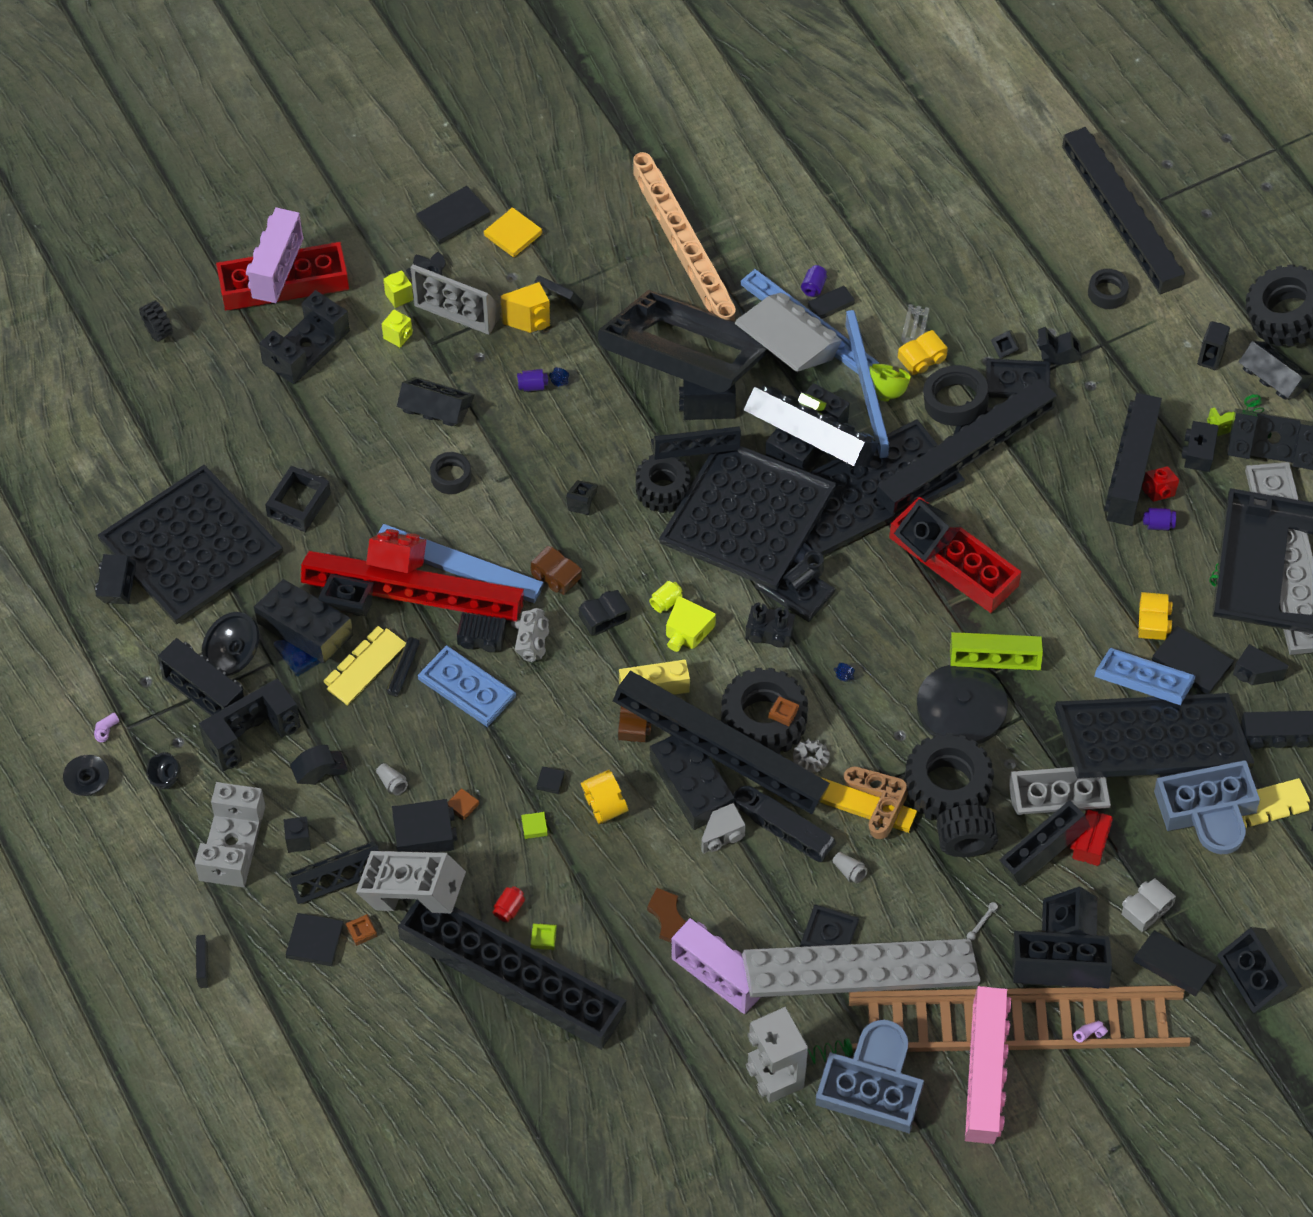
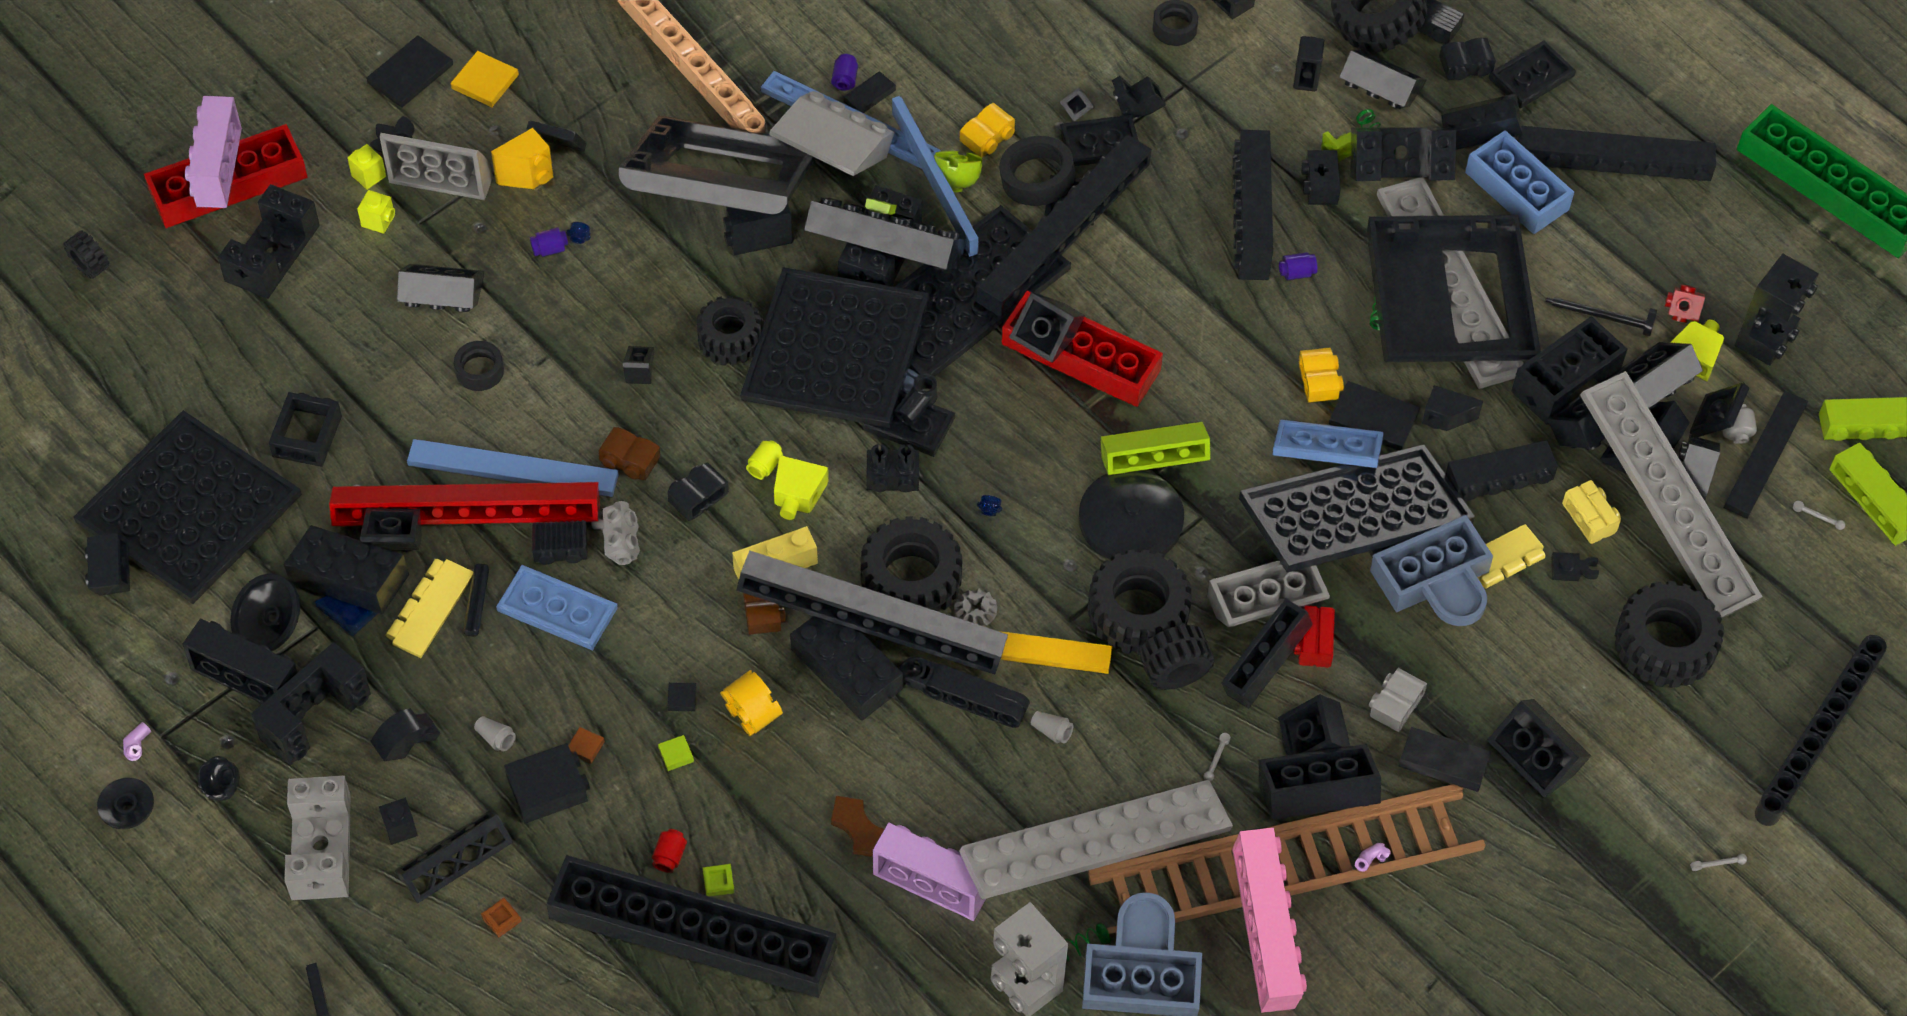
camera: 15 degrees left, 0 degrees up
(314, 939) = (447, 940): black tile -> none
(396, 551) = (438, 467): red brick -> none
(411, 875) = (572, 840): light grey plate -> none
(696, 442) = (758, 277): black fence -> none
(723, 827) = (896, 711): light grey slope -> none
(783, 711) = (936, 562): dark orange tile -> none
(829, 928) = (1046, 801): black tile -> none
(886, 795) = (1075, 638): medium nougat beam -> none
(917, 311) = (970, 85): clear tile -> none
(1160, 483) = (1290, 226): red brick -> none

